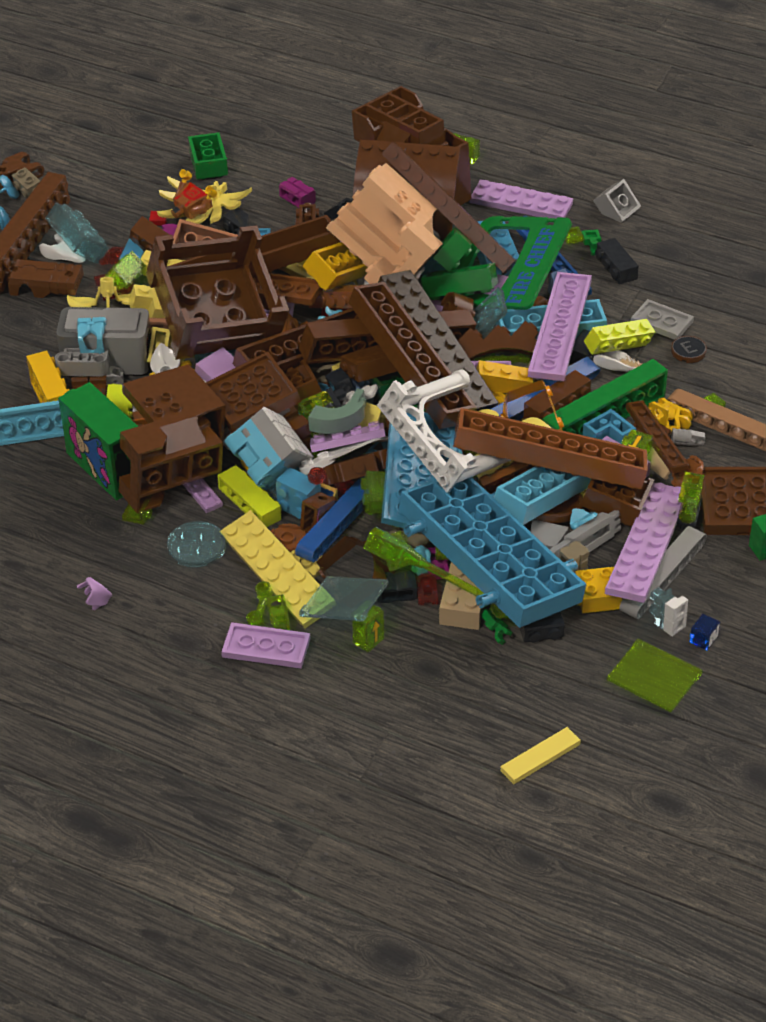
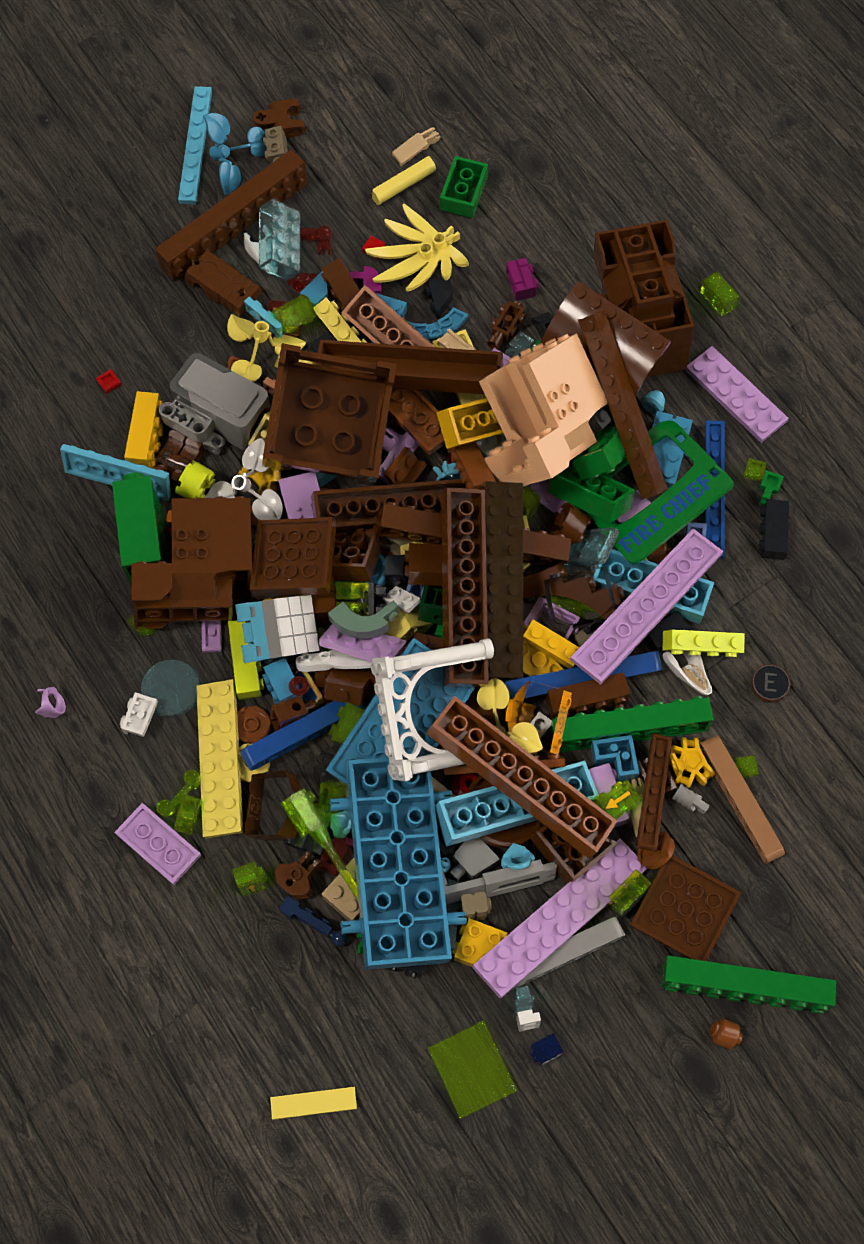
camera: 30 degrees right, 25 degrees up
(90, 282) = (257, 311): none -> medium azure hinge
(95, 326) = (204, 393): medium azure piece -> none
(109, 224) = (323, 235): none -> clear red bar
(145, 149) = (415, 145): none -> tan arm
(152, 170) = (403, 180): none -> light yellow brick
(183, 566) = (138, 714): none -> white bracket
(191, 199) = (405, 246): torso -> none
(344, 598) = (240, 842): clear light blue piece -> none
(408, 611) = (298, 875): none -> reddish brown hinge
(442, 636) = (292, 909): none -> dark blue plate
(524, 357) = (587, 624): none -> black piece
(617, 201) = (829, 446): light grey slope -> none
(664, 319) = (769, 631): light grey plate -> none

